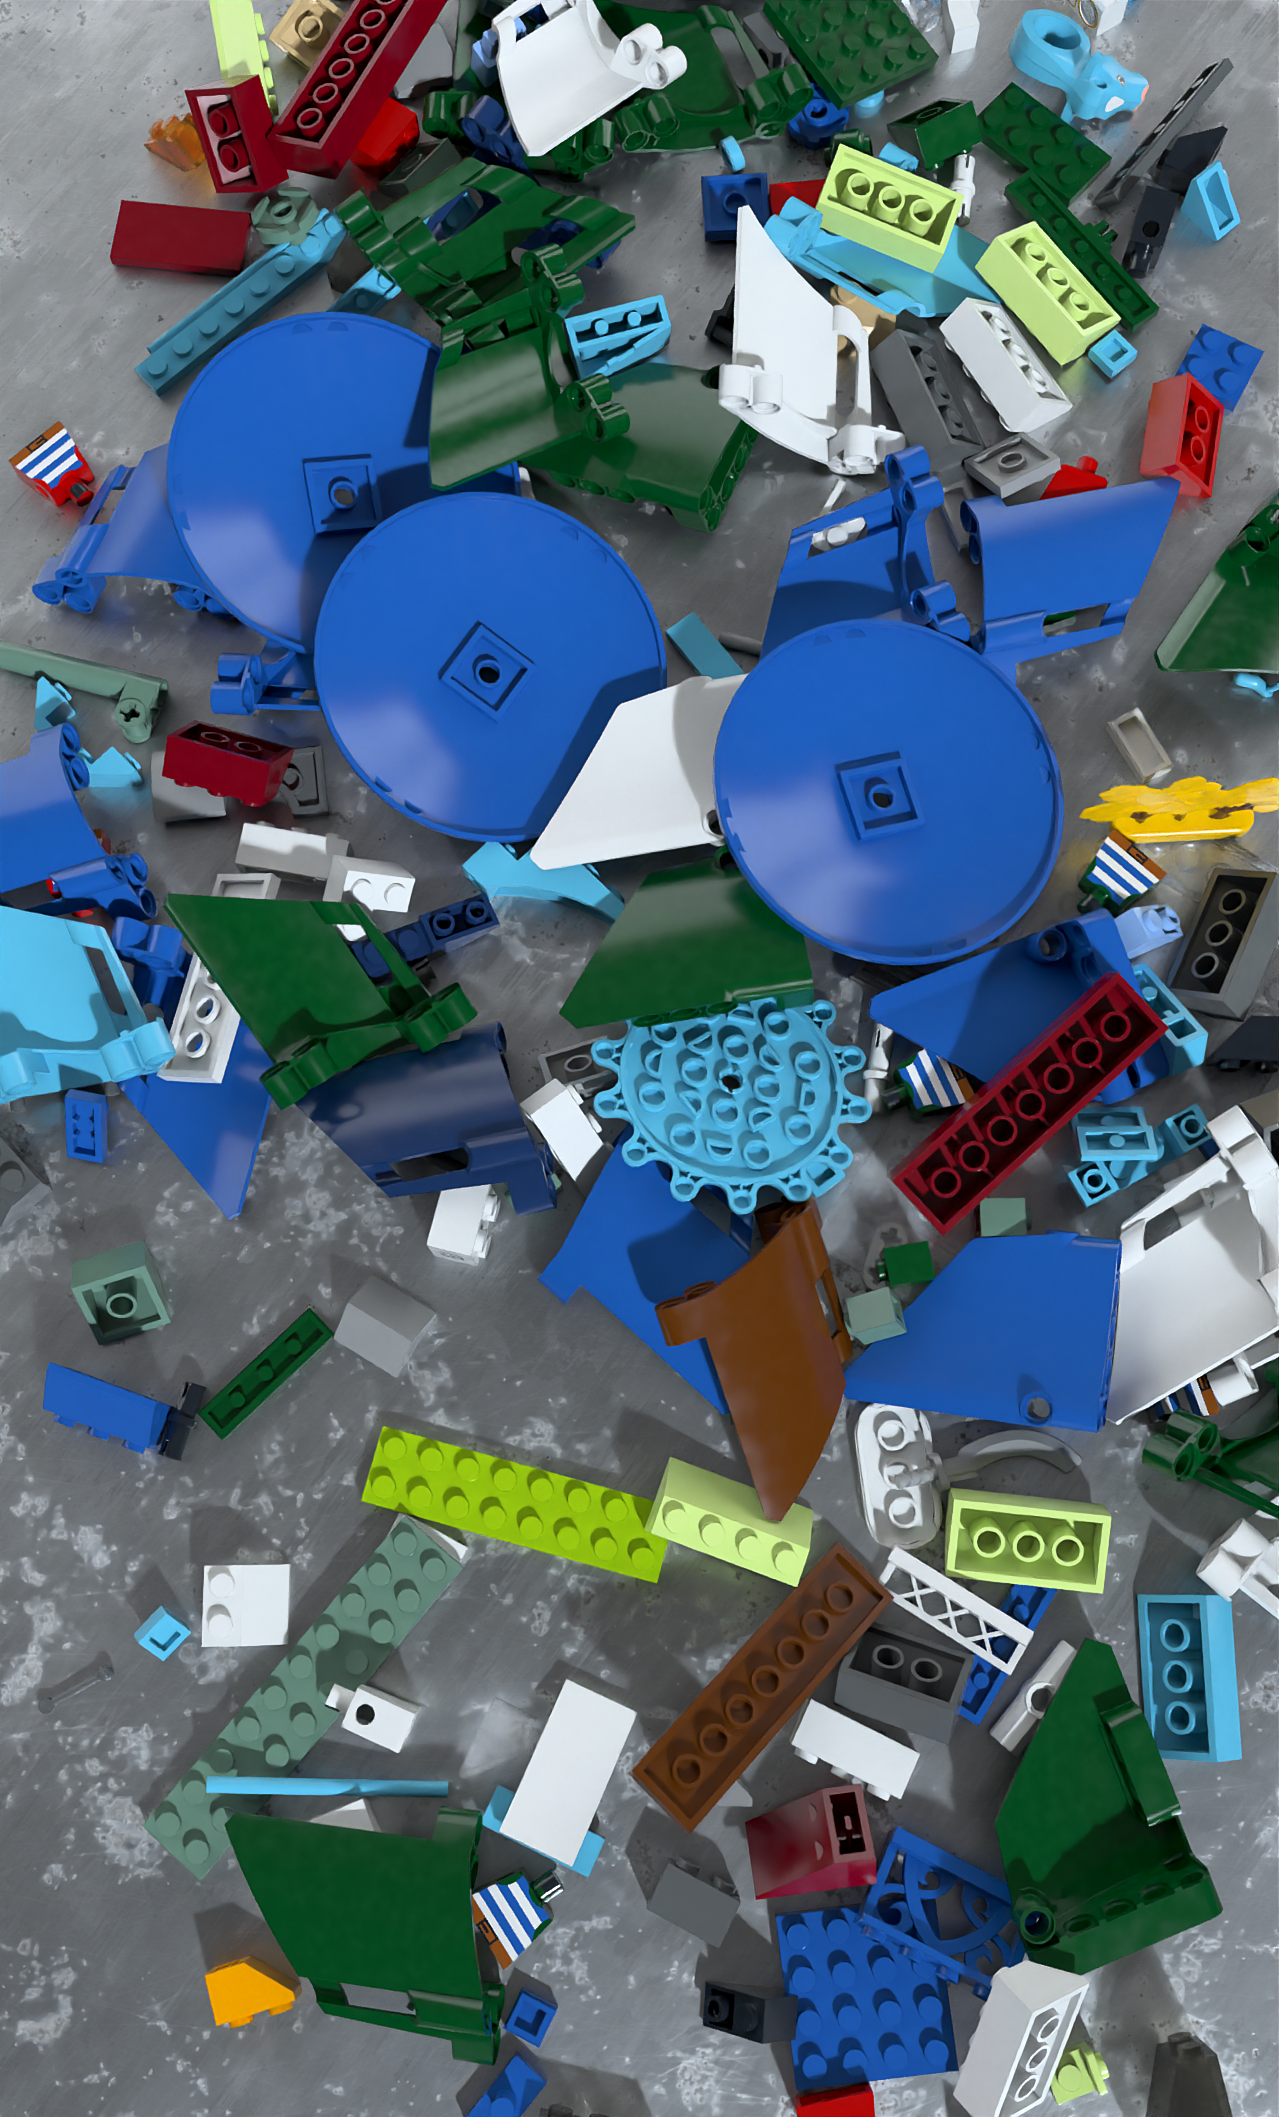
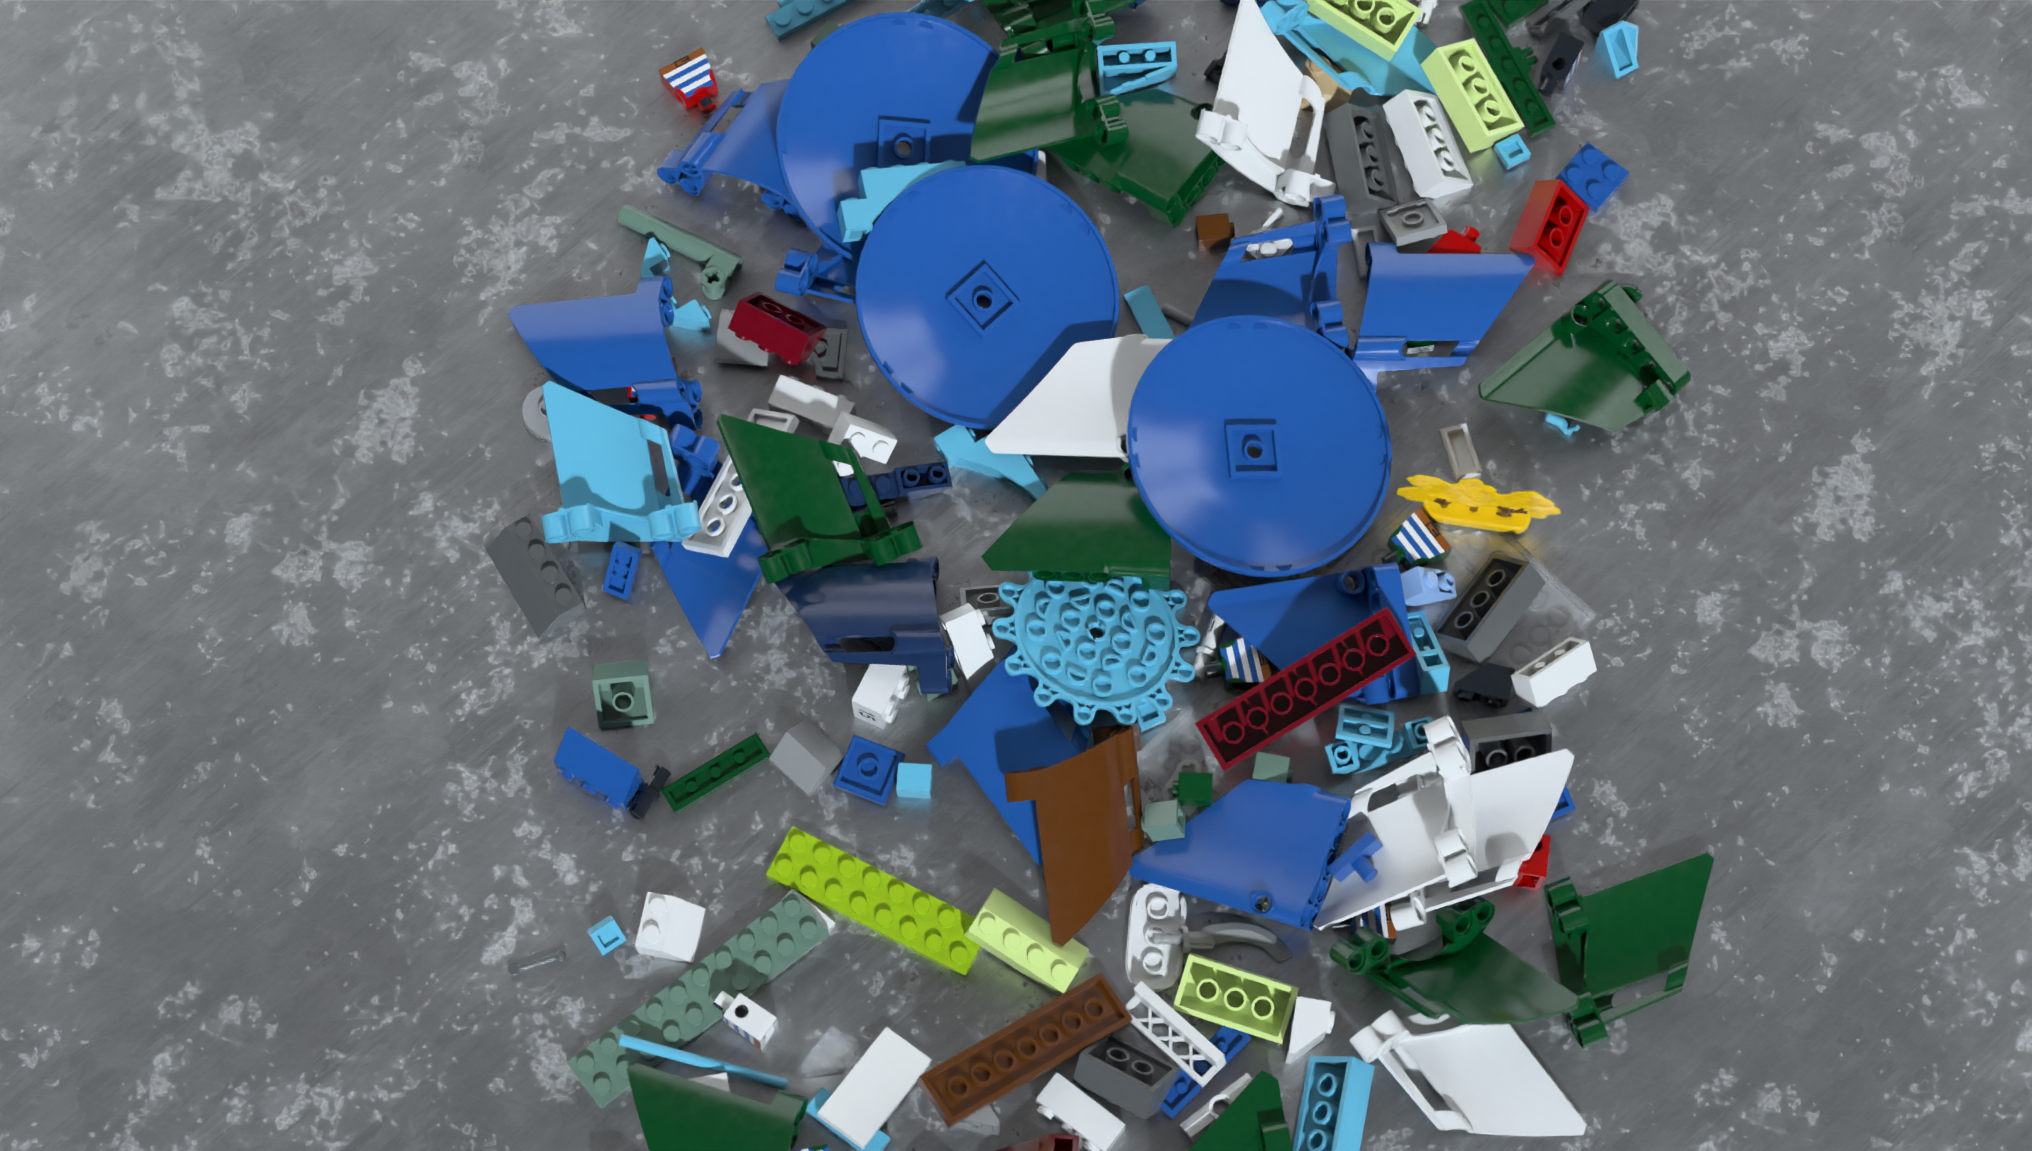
camera: 10 degrees right, 5 degrees down
(319, 554) = (876, 191): none -> medium azure arch
(469, 1327) = (868, 770): none -> blue plate
(532, 1329) = (914, 780): none -> medium azure panel
(763, 527) = (1214, 231): none -> reddish brown brick
(1133, 1566) = (1308, 1026): none -> white slope
(1148, 1321) = (1357, 859): none -> blue tile

